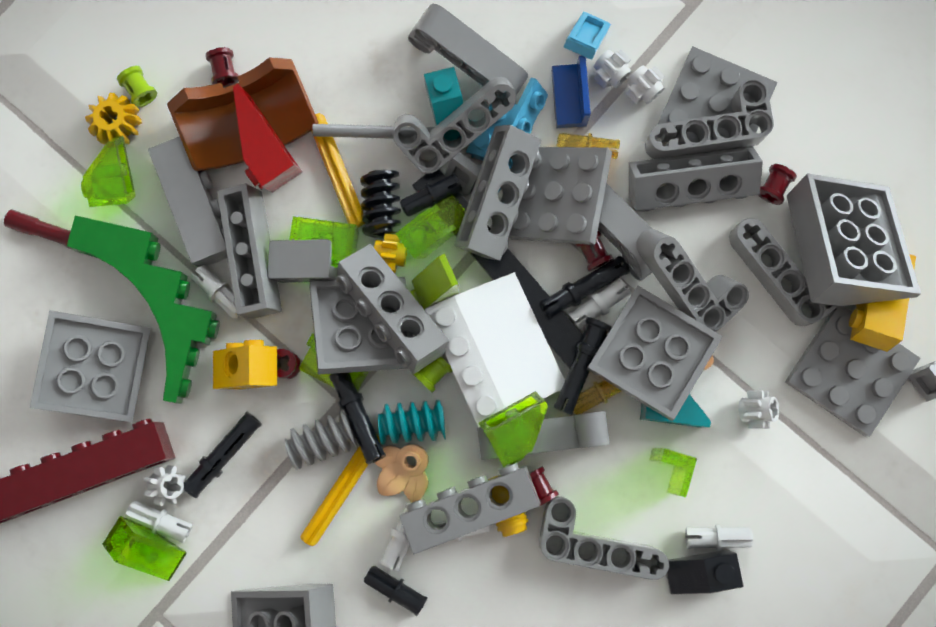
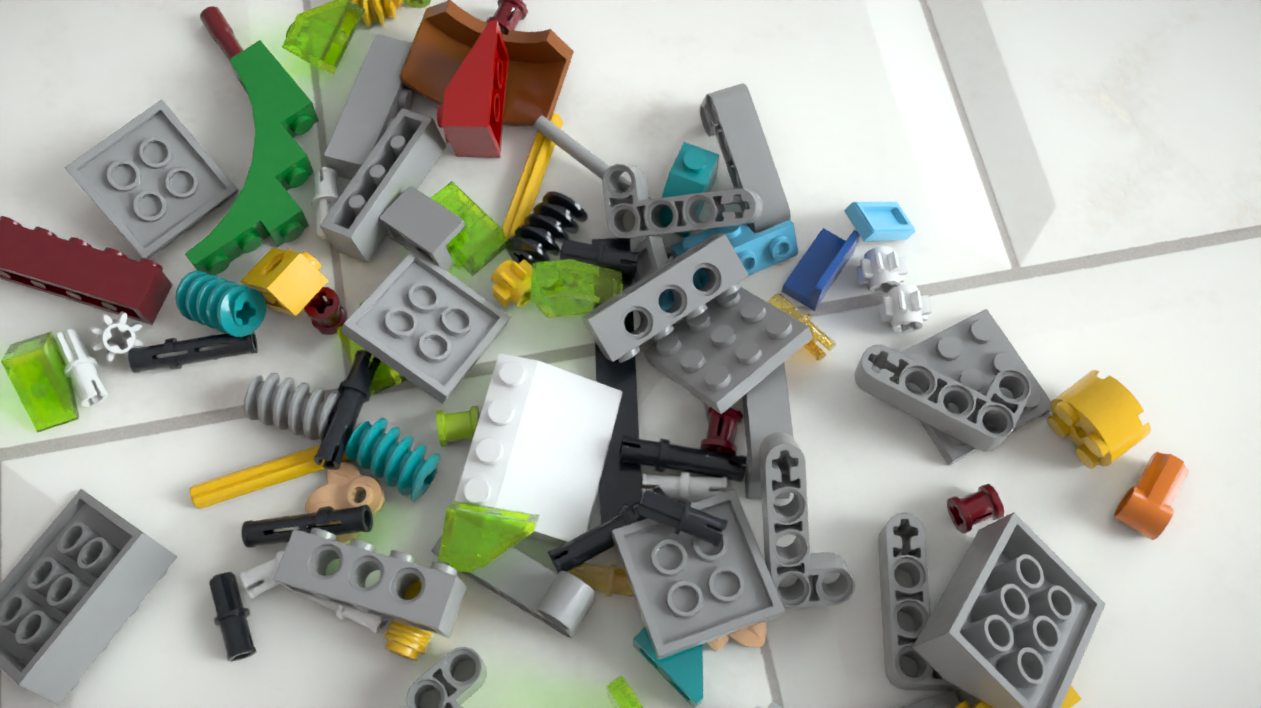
camera: 35 degrees right, 15 degrees down
(215, 413) = (220, 304): none -> teal piece
(369, 268) = (471, 382): light grey brick -> none
(395, 504) = (263, 533): none -> black pin
(435, 283) = (532, 332): lime slope -> none
(542, 486) = (466, 627): dark red bush -> none
(625, 328) = (682, 517): none -> black axle
(740, 166) = (909, 433): light grey brick -> none
(811, 73) = (1098, 419): none -> yellow brick
(871, 104) = (1149, 502): none -> orange piece

